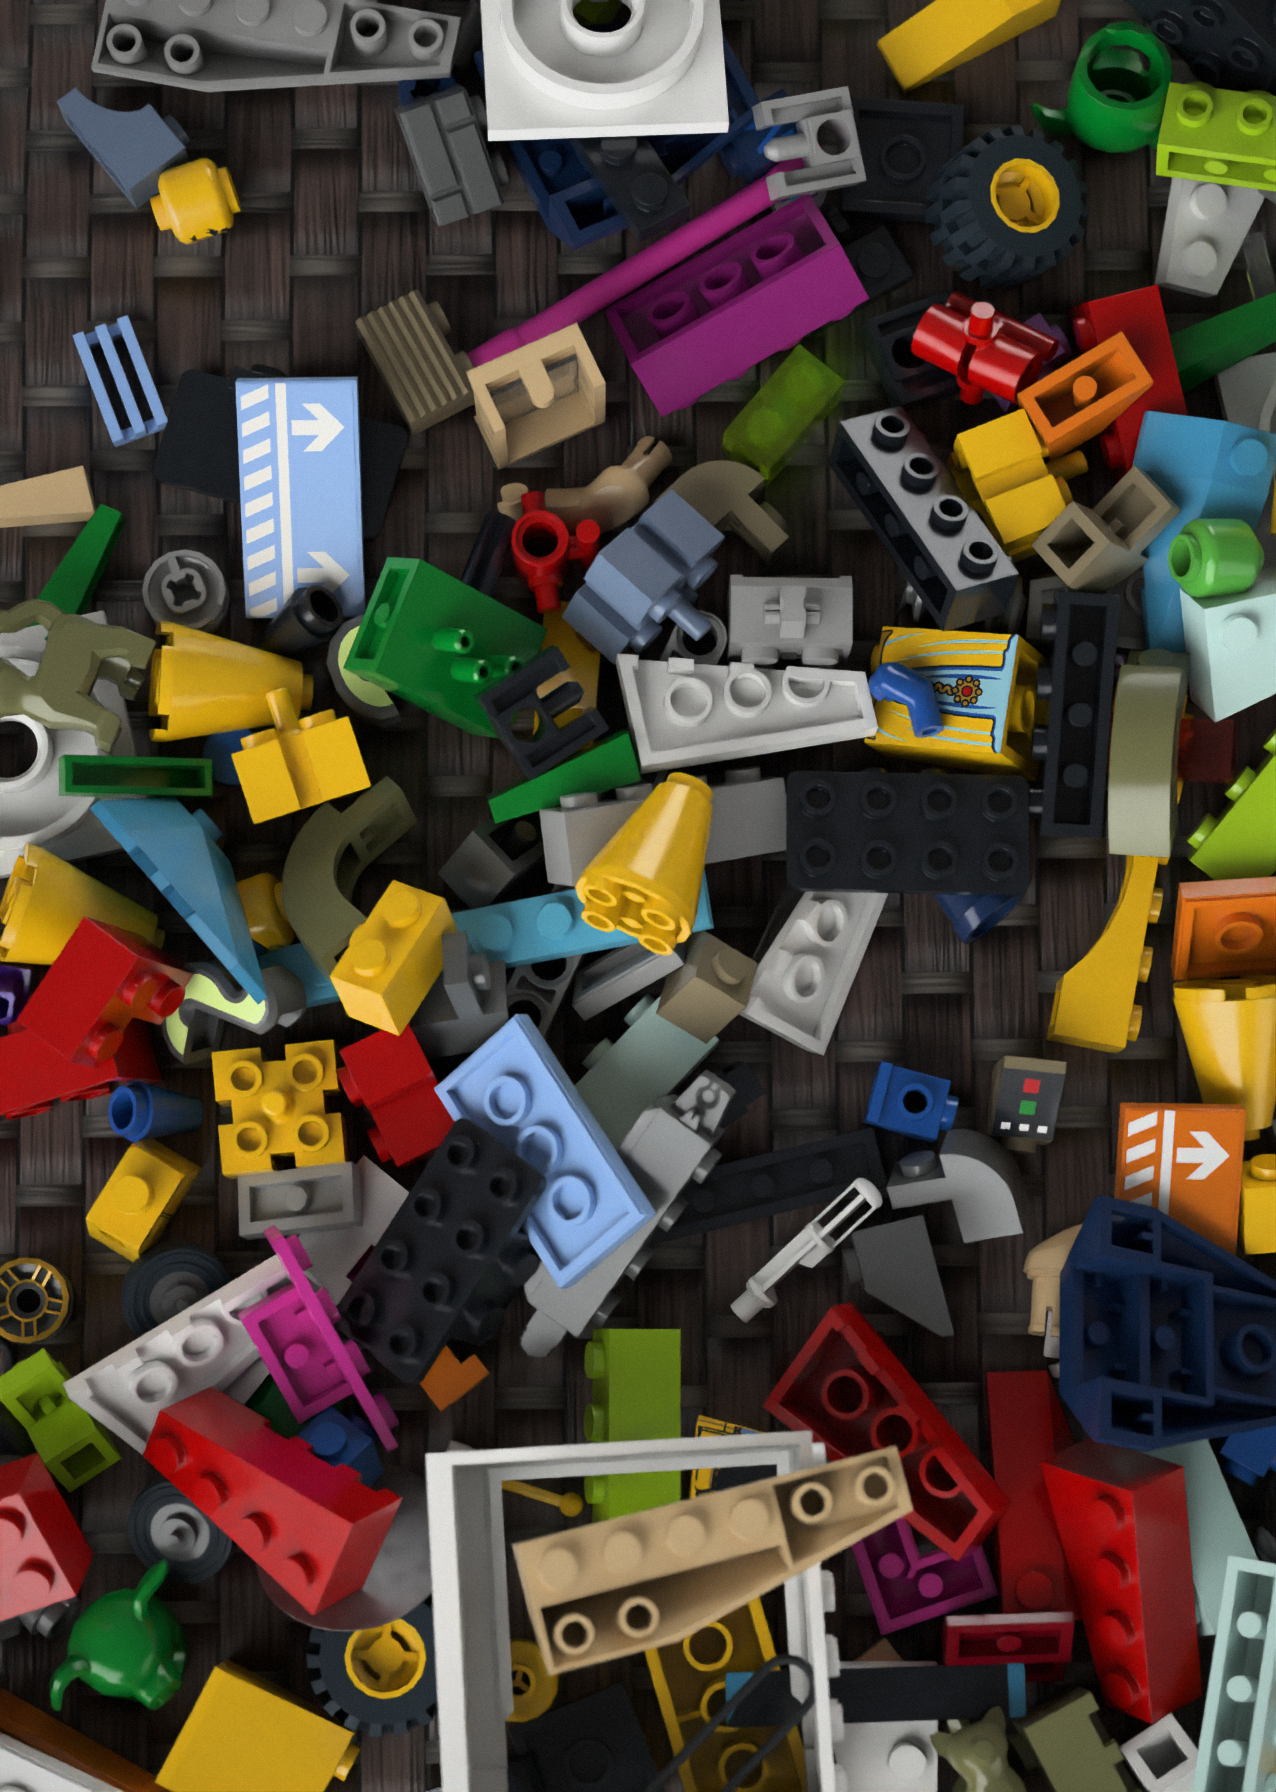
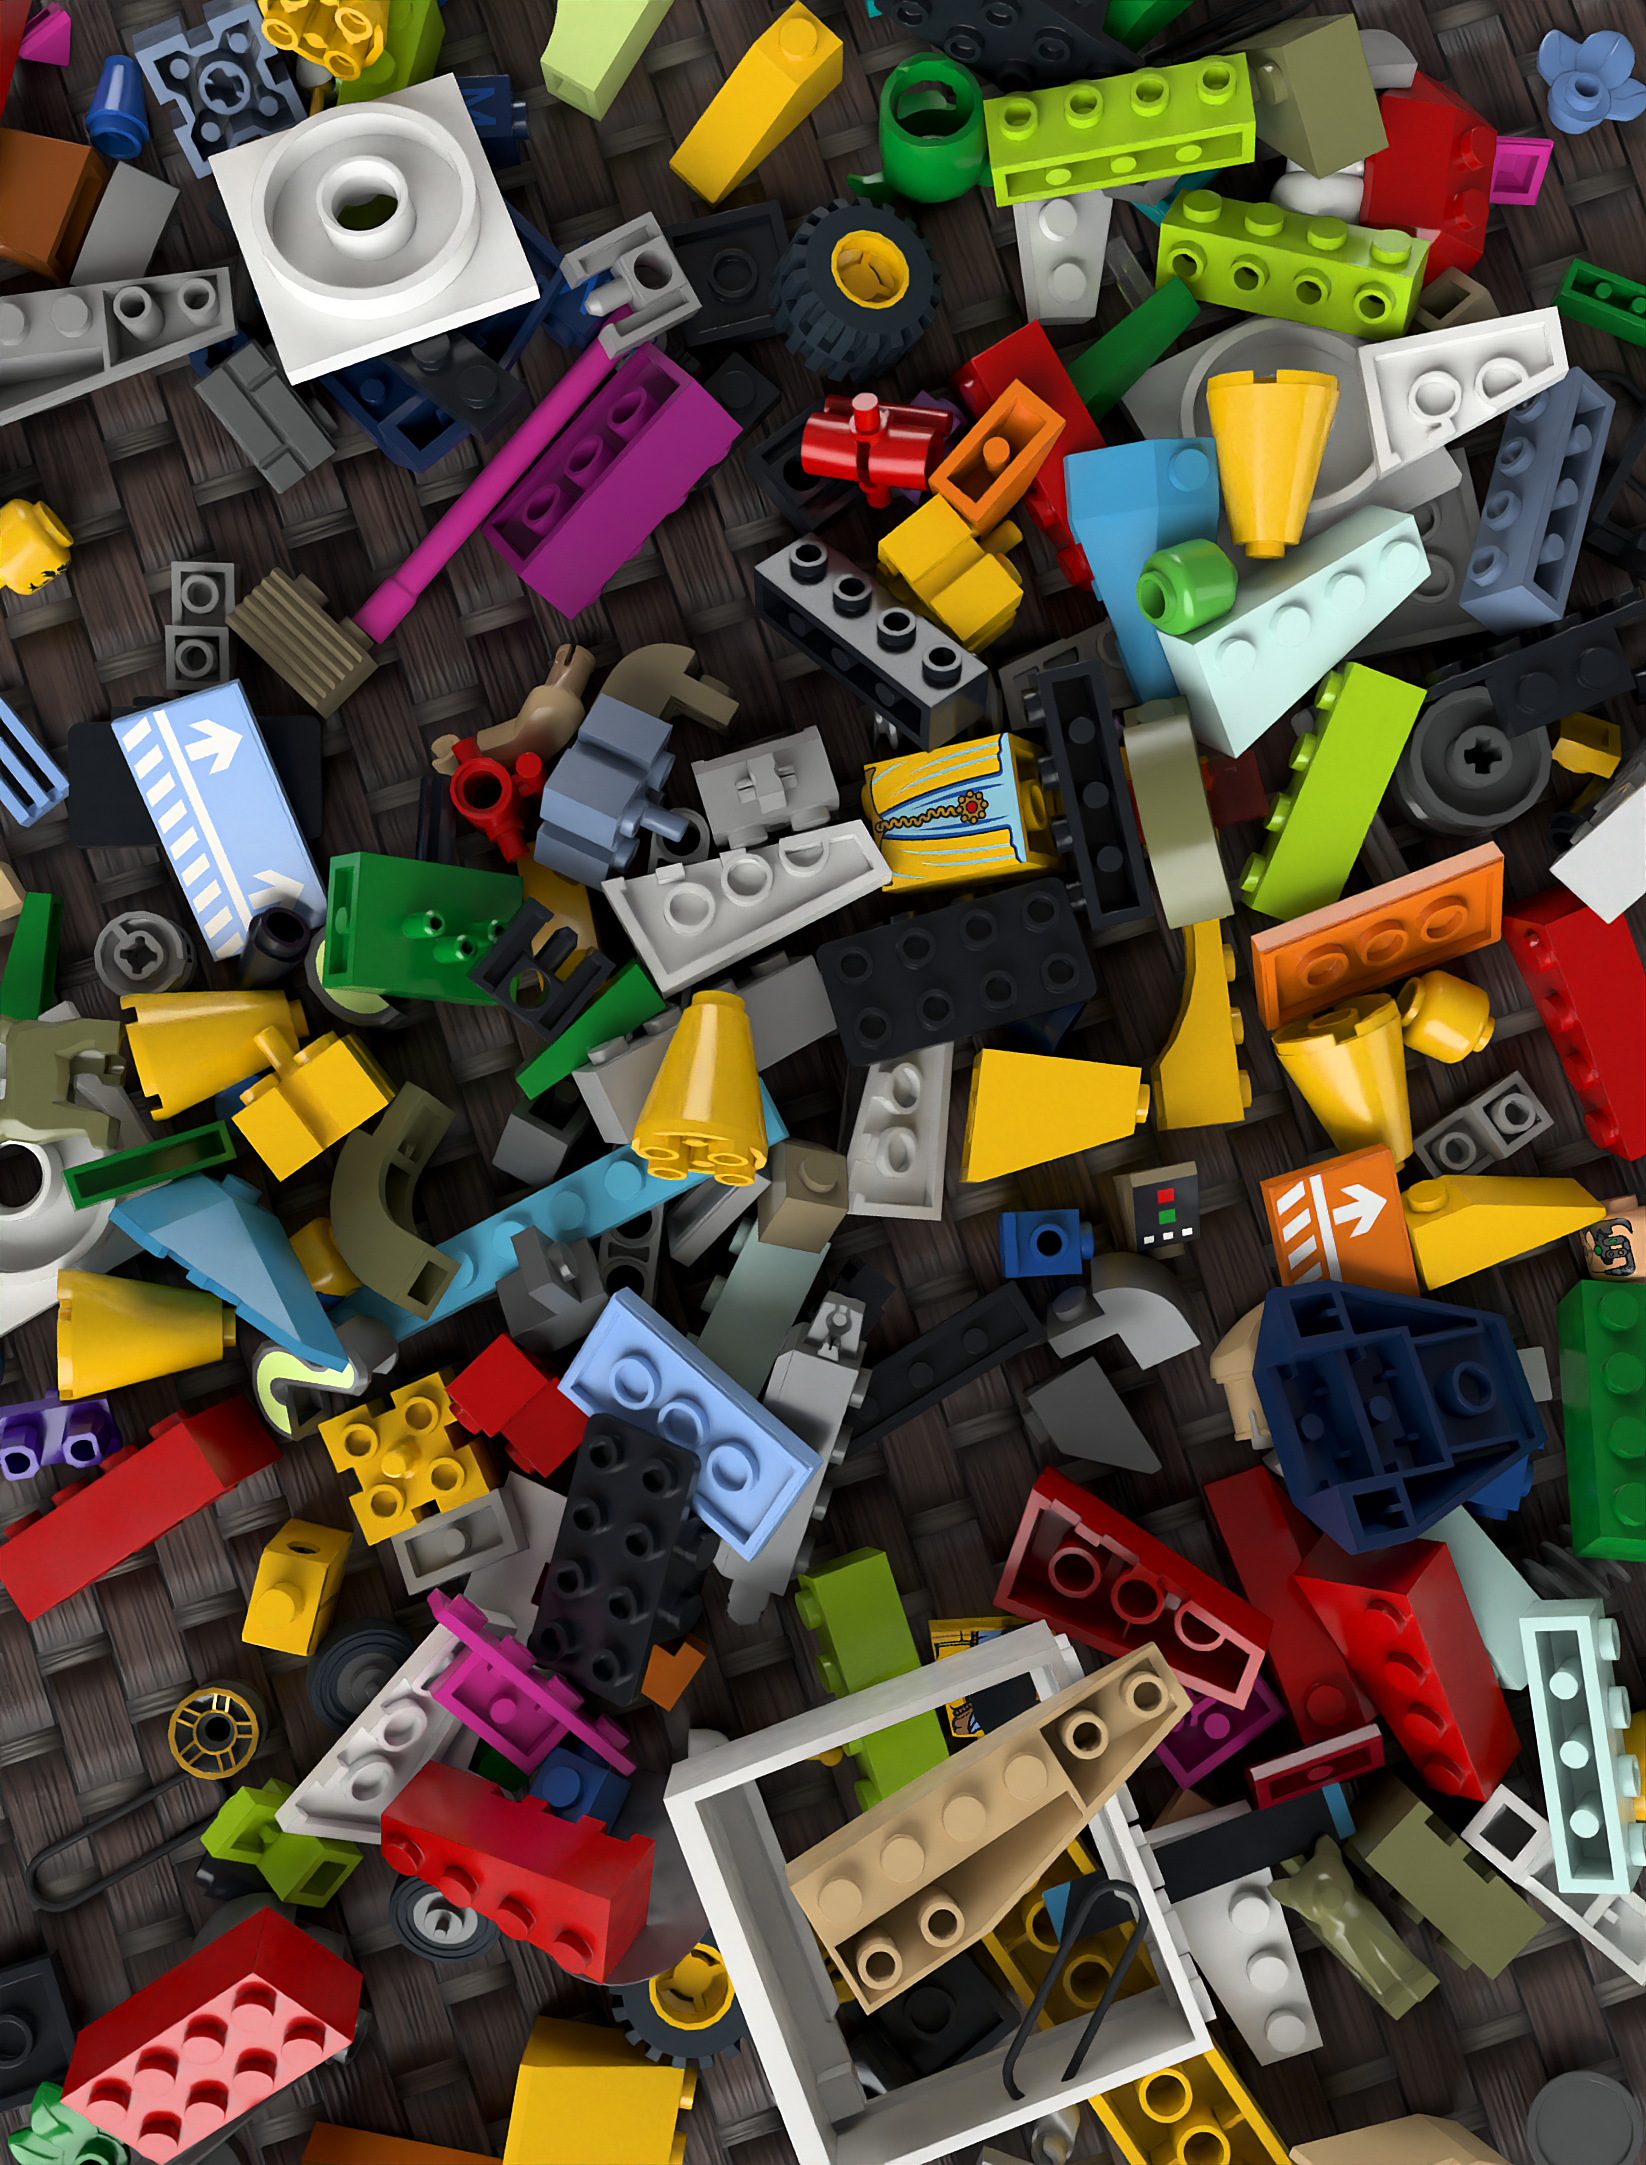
camera: 15 degrees left, 5 degrees up
(97, 989) = (169, 1407): red brick -> none
(127, 1646) = (429, 2053): green piece -> none
(151, 1112) = (280, 1499): blue cone -> none
(327, 325) = (199, 641): none -> light grey slope
(393, 957) = (468, 1276): yellow brick -> none
(538, 395) = (433, 637): tan window -> none
(783, 414) = (693, 578): clear neon green brick -> none
(805, 1249) = (984, 1425): white piece -> none
(910, 688) = (913, 822): blue arm -> none
(948, 982) = (1044, 1108): none -> yellow slope
(1106, 543) = (1067, 607): dark tan brick -> none

